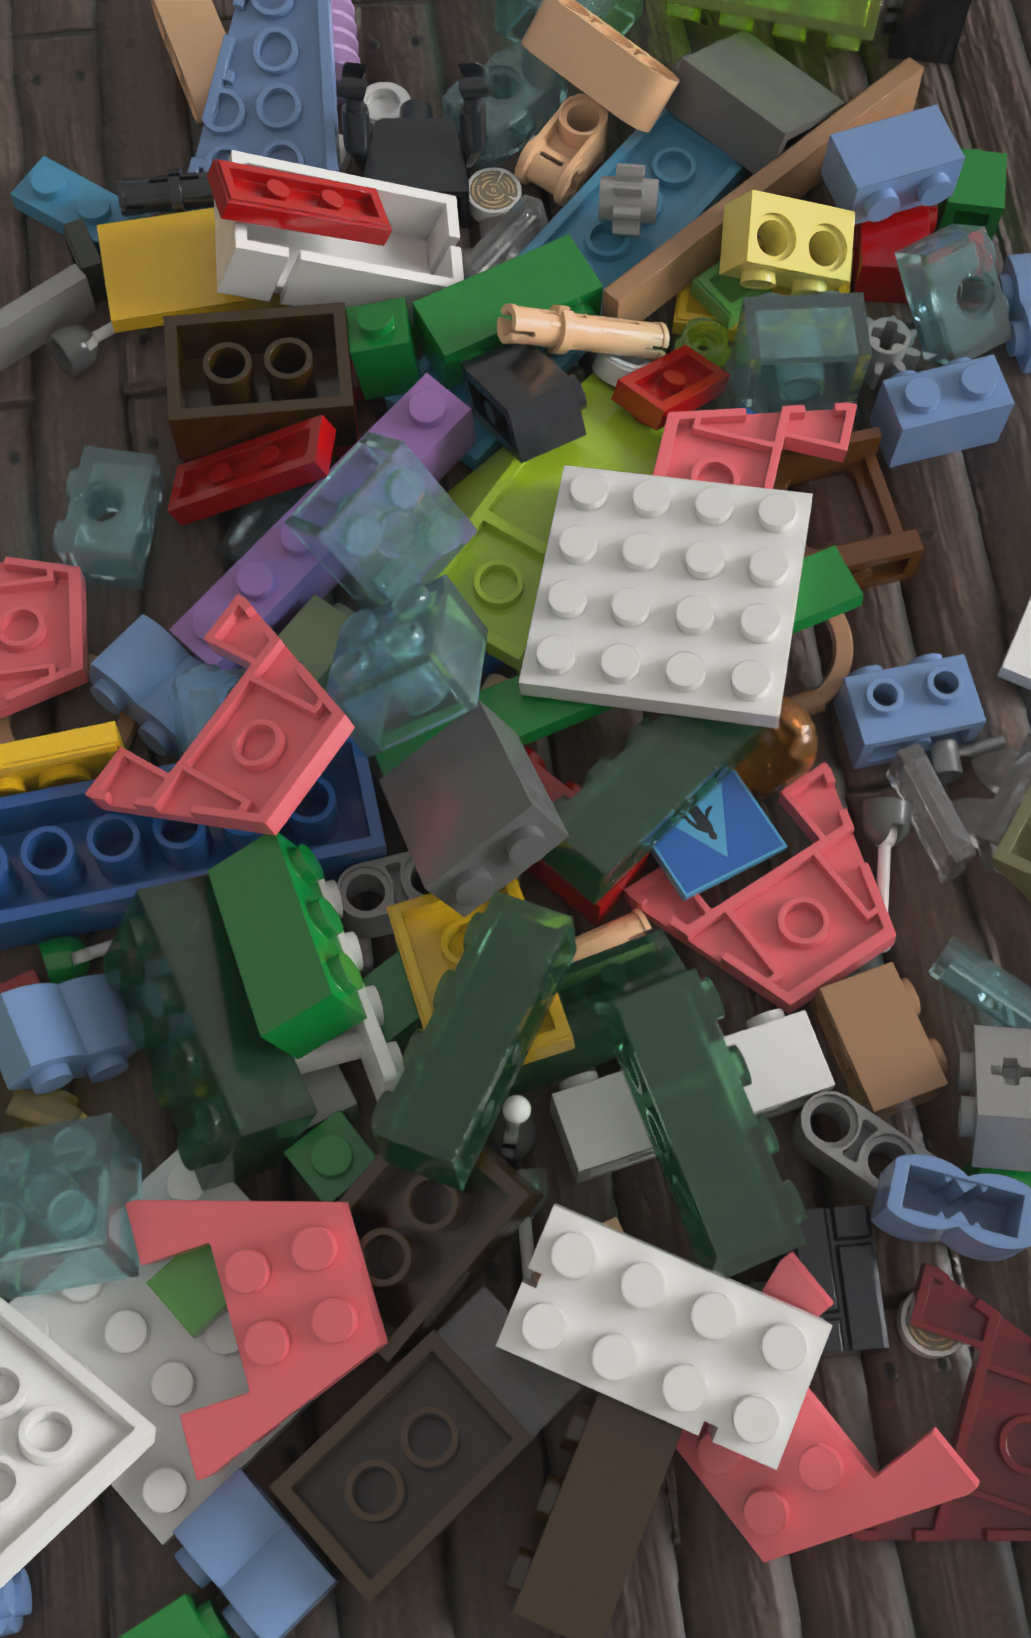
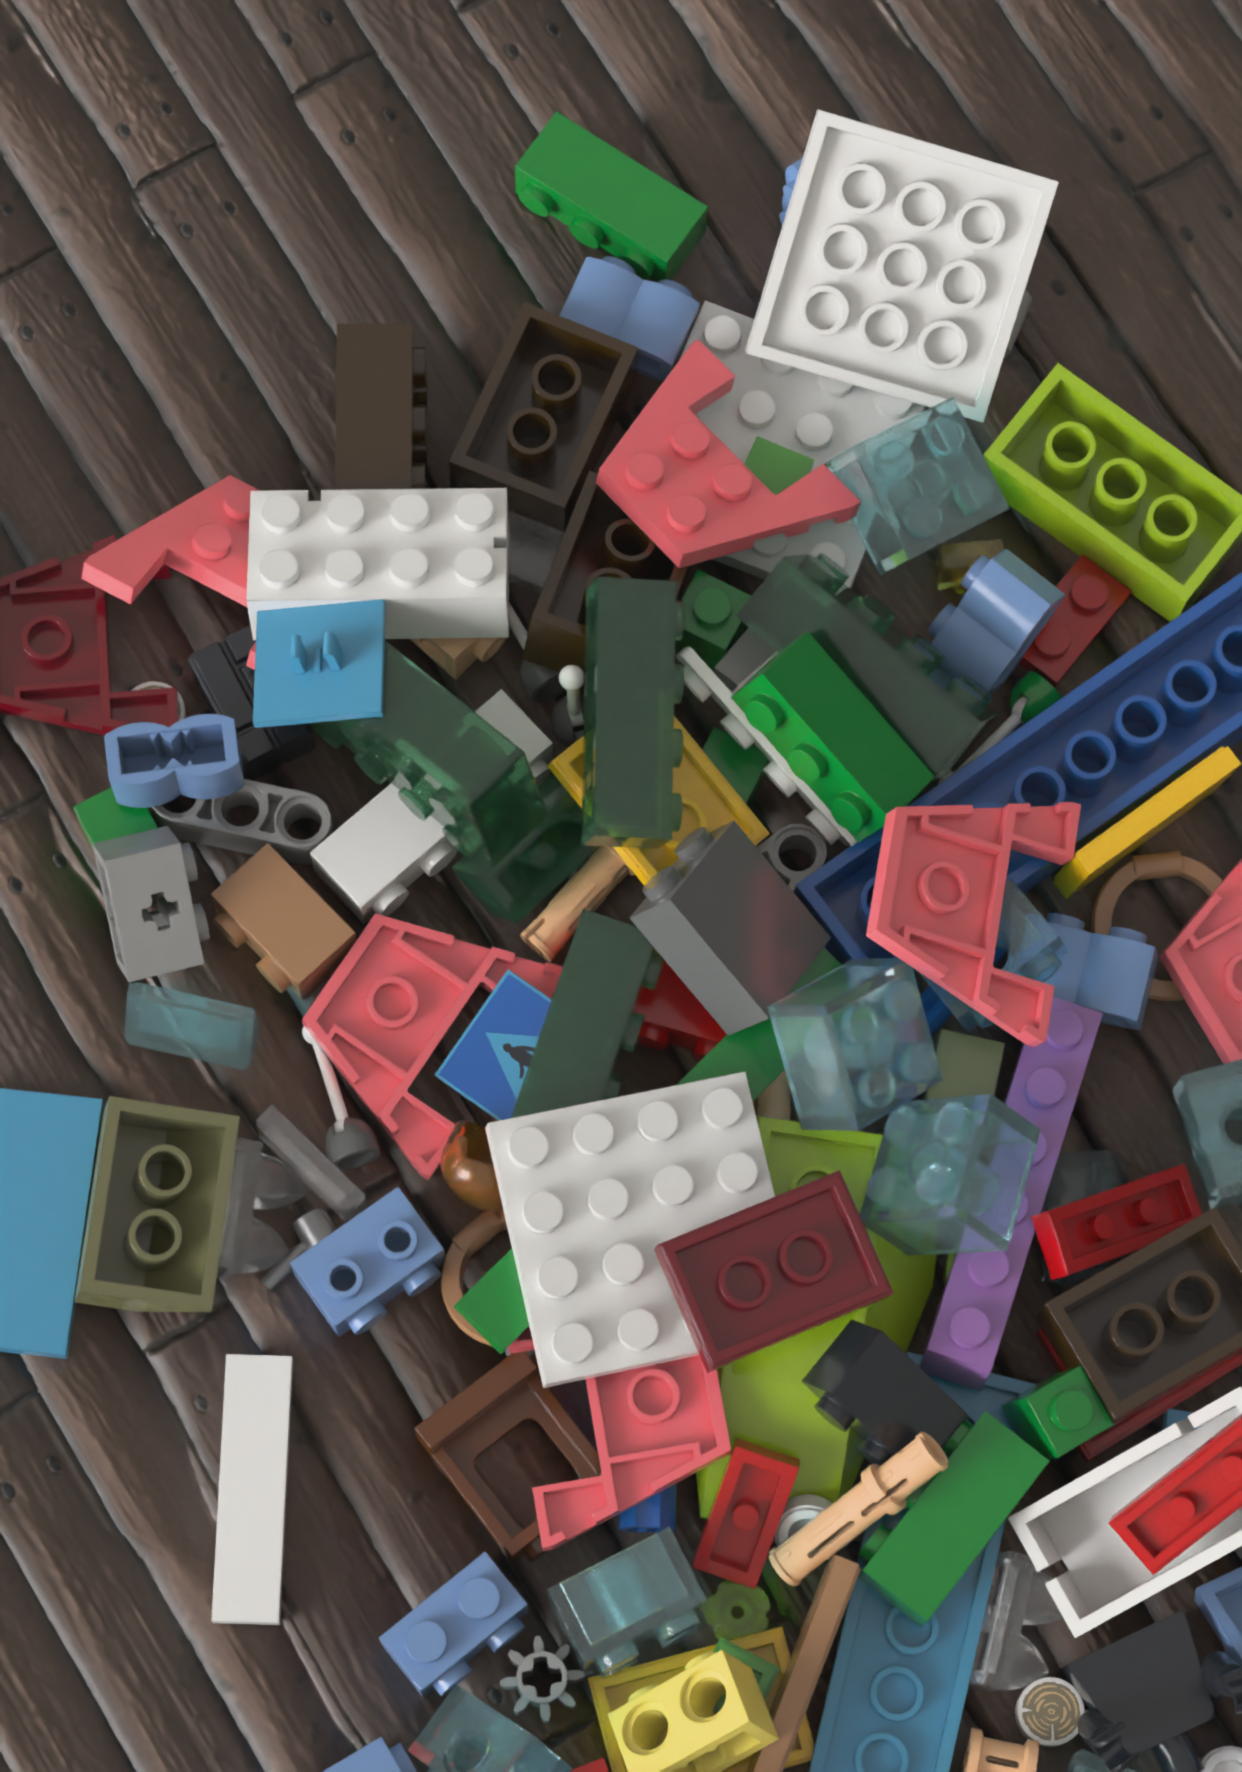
camera: 155 degrees right, 5 degrees up
(575, 502) = (773, 1271): none -> dark red tile
(628, 199) = (889, 1720): light grey gear -> none
(778, 1219) = (319, 663): none -> dark azure piece

